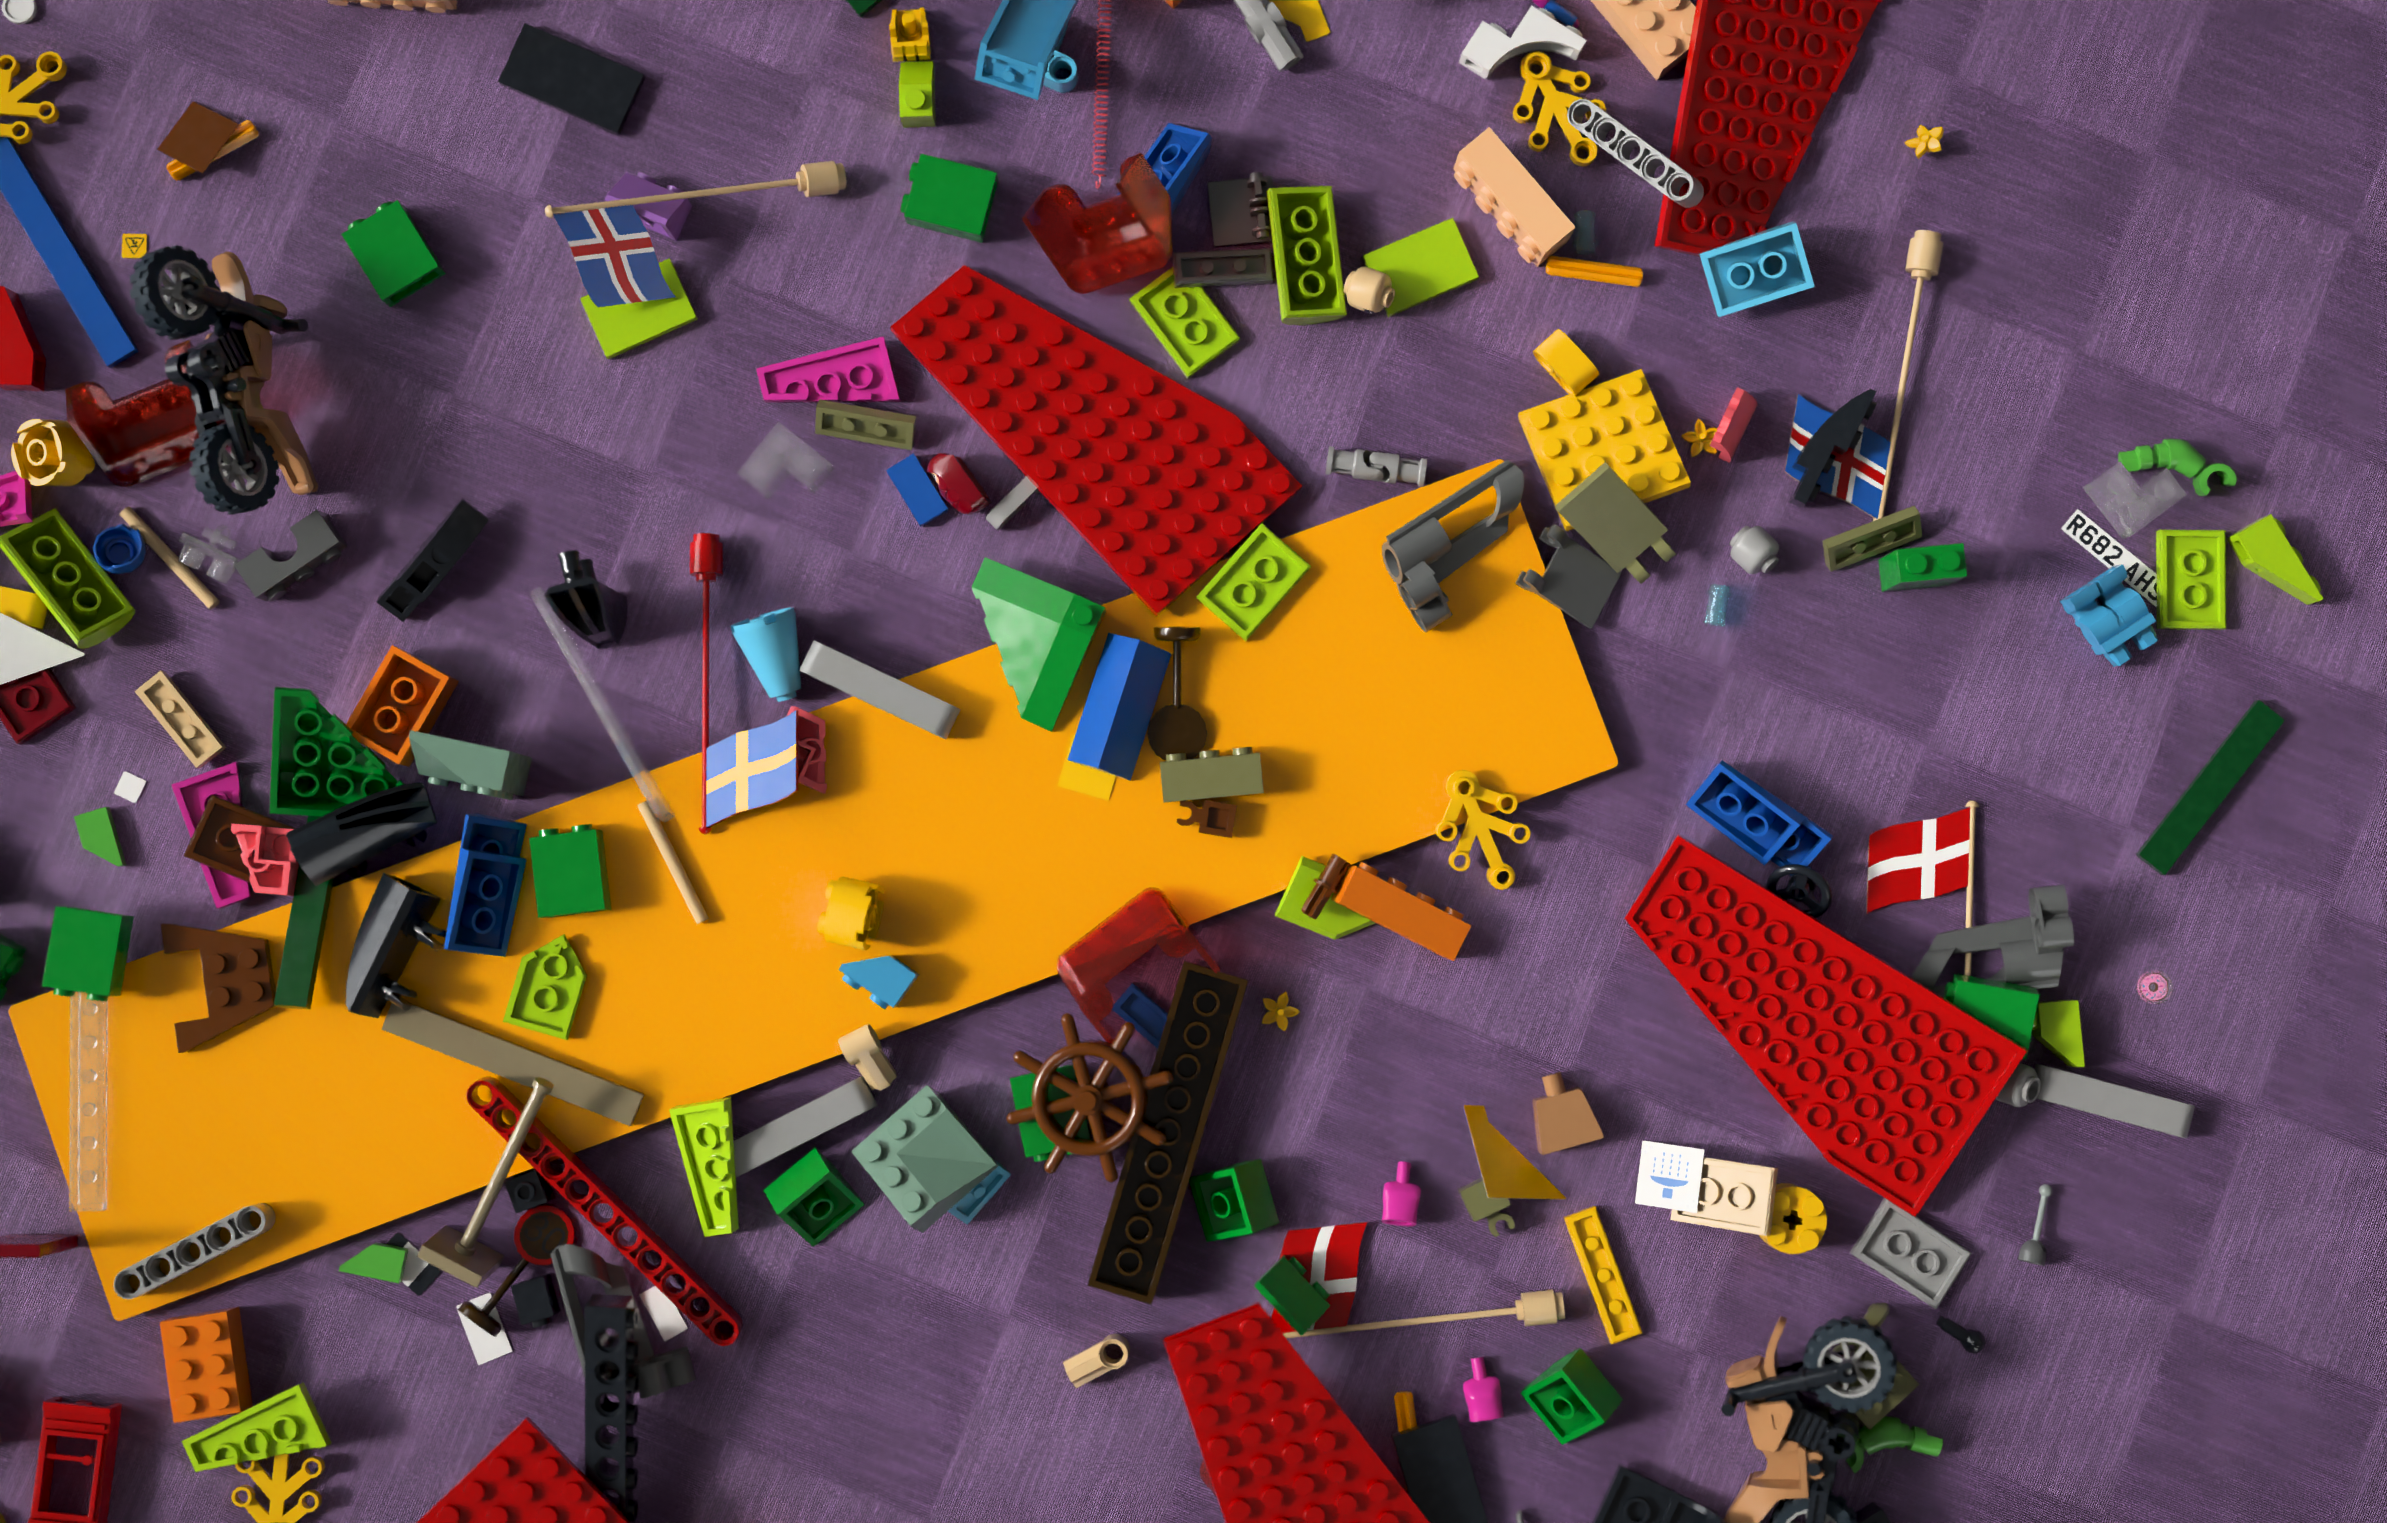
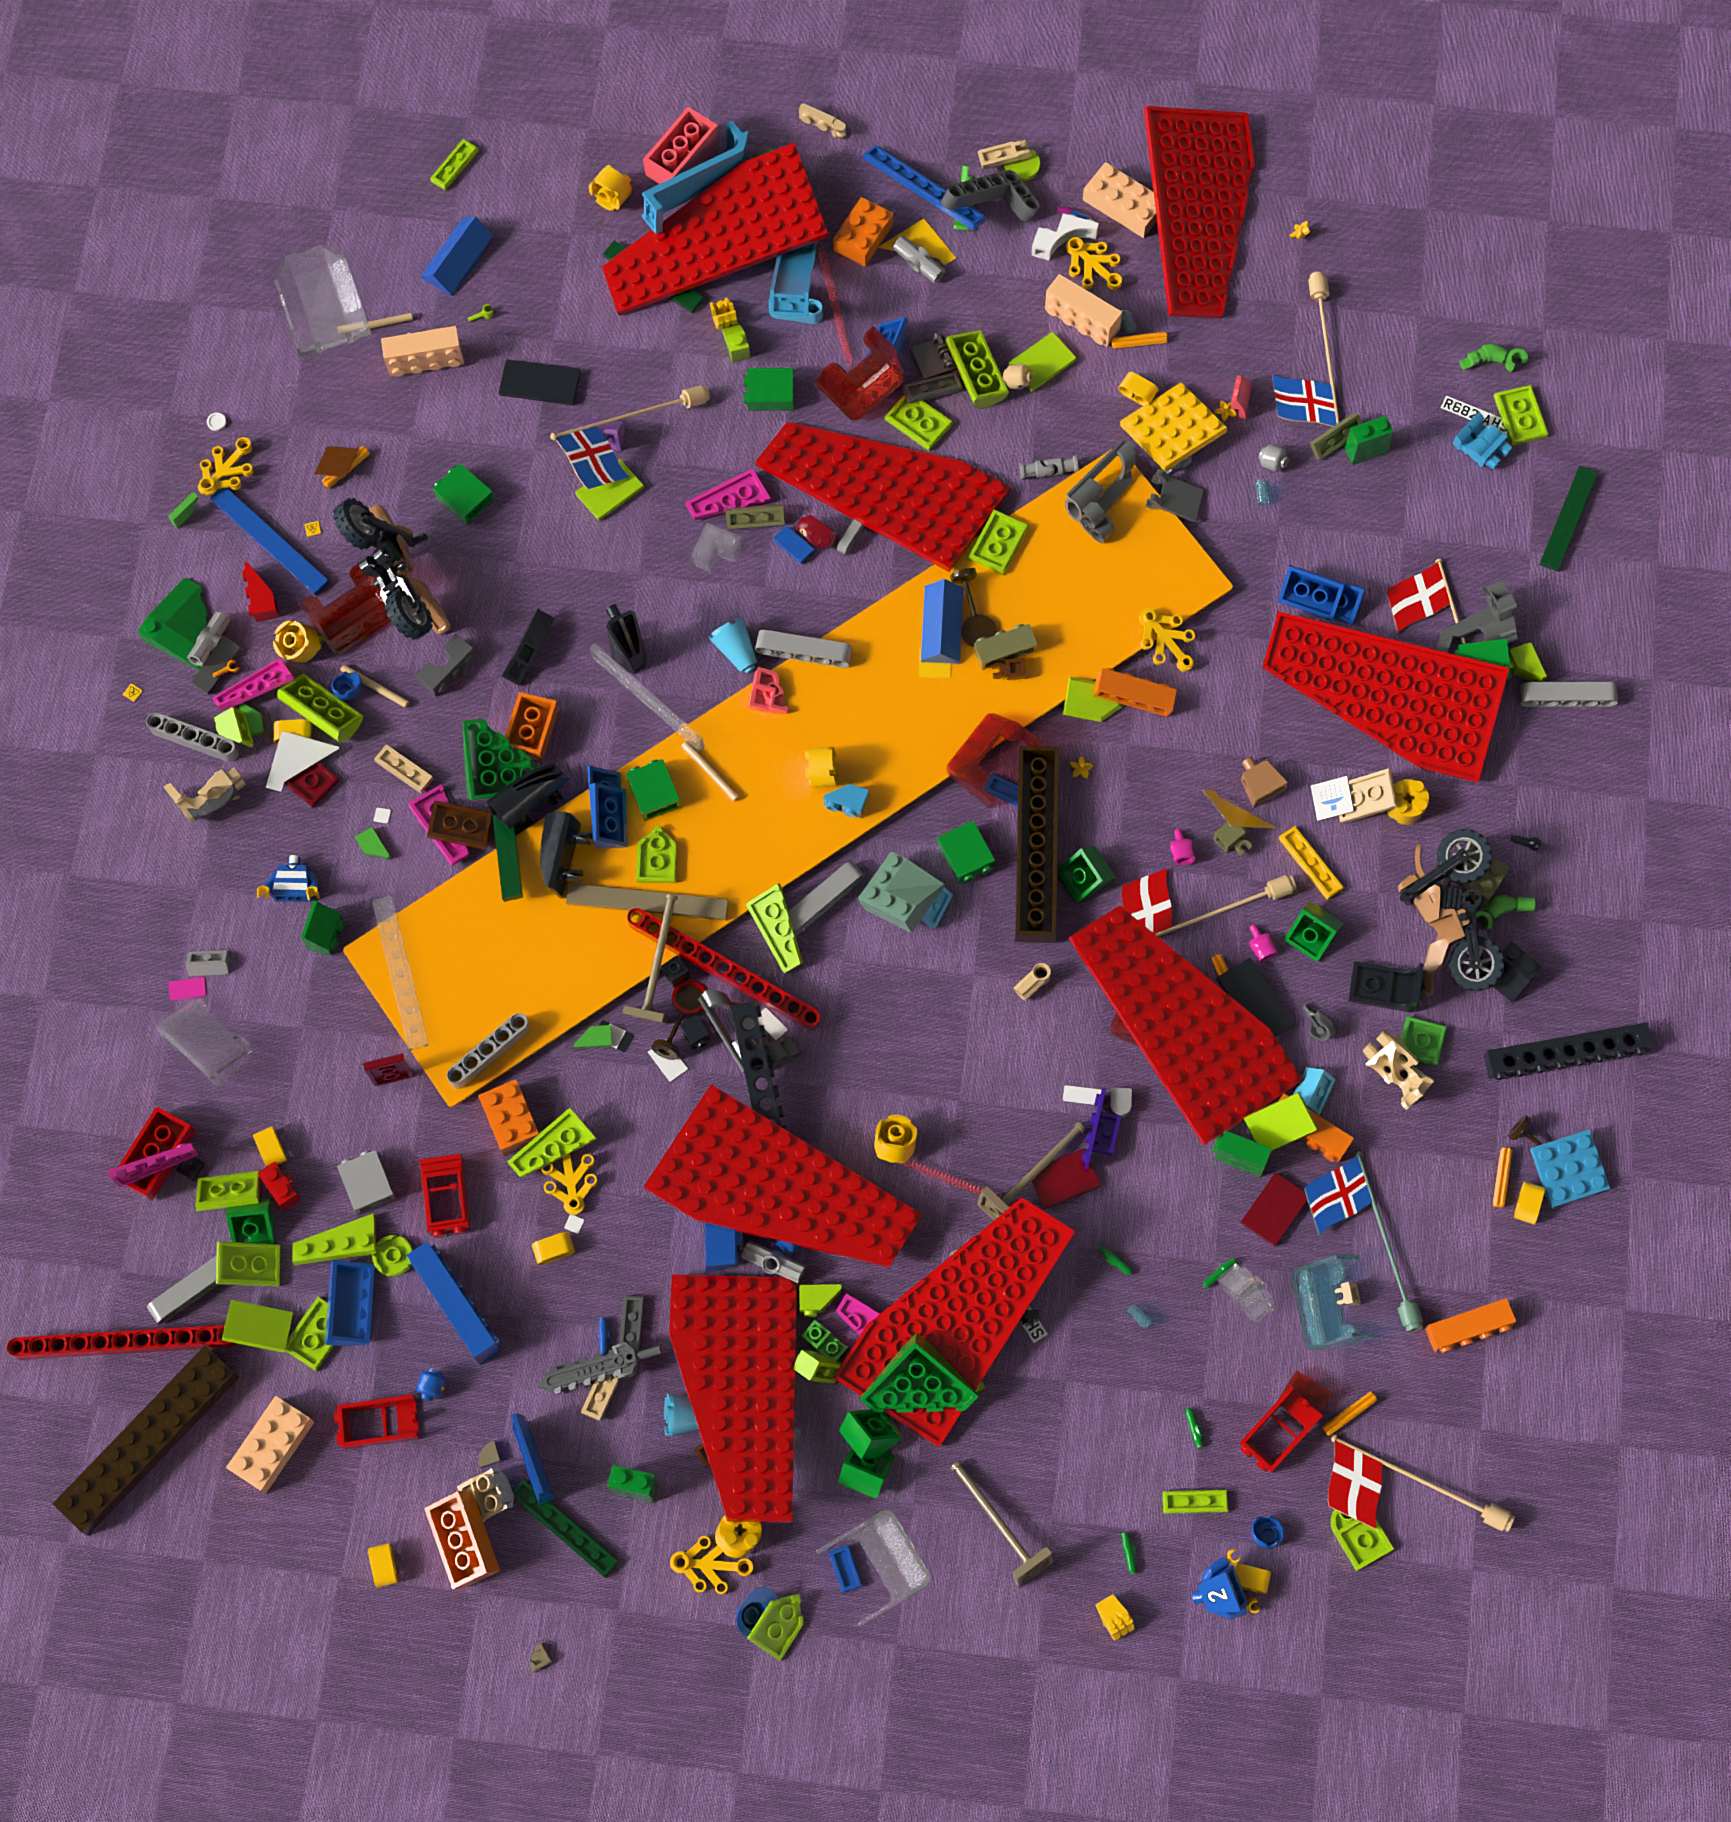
camera: 10 degrees left, 15 degrees down
(87, 952) = (385, 899): green brick -> none
(196, 550) = (400, 672): clear hips -> none
(235, 980) = (472, 896): reddish brown wing -> none
(268, 858) = (477, 825): coral slope -> none
(473, 765) = (579, 743): sand green slope -> none
(752, 765) = (740, 706): flag -> none
(813, 1197) = (842, 934): green slope -> none
(865, 1051) = (849, 842): tan piece -> none
(1039, 635) = (886, 597): slope -> none
(1089, 1097) = (987, 830): reddish brown piece -> none
(1293, 1294) = (1143, 912): green slope -> none
(1325, 886) = (1087, 686): reddish brown axle -> none
(1615, 521) = (1191, 457): olive tile -> none
(1647, 160) = (1150, 272): light grey beam -> none
(1757, 269) = (1229, 313): medium azure slope -> none
(1801, 887) = (1358, 620): black piece -> none
(1835, 435) = (1297, 391): black slope -> none
(1910, 1253) = (1483, 806): light grey tile -> none
(2021, 1087) = (1512, 697): light grey head -> none
(2033, 1250) = (1552, 786): hinge -> none
(2132, 505) = (1473, 383): clear brick -> none
(2154, 987) = (1573, 630): clear tile -> none
(2269, 555) = (1560, 391): lime slope -> none

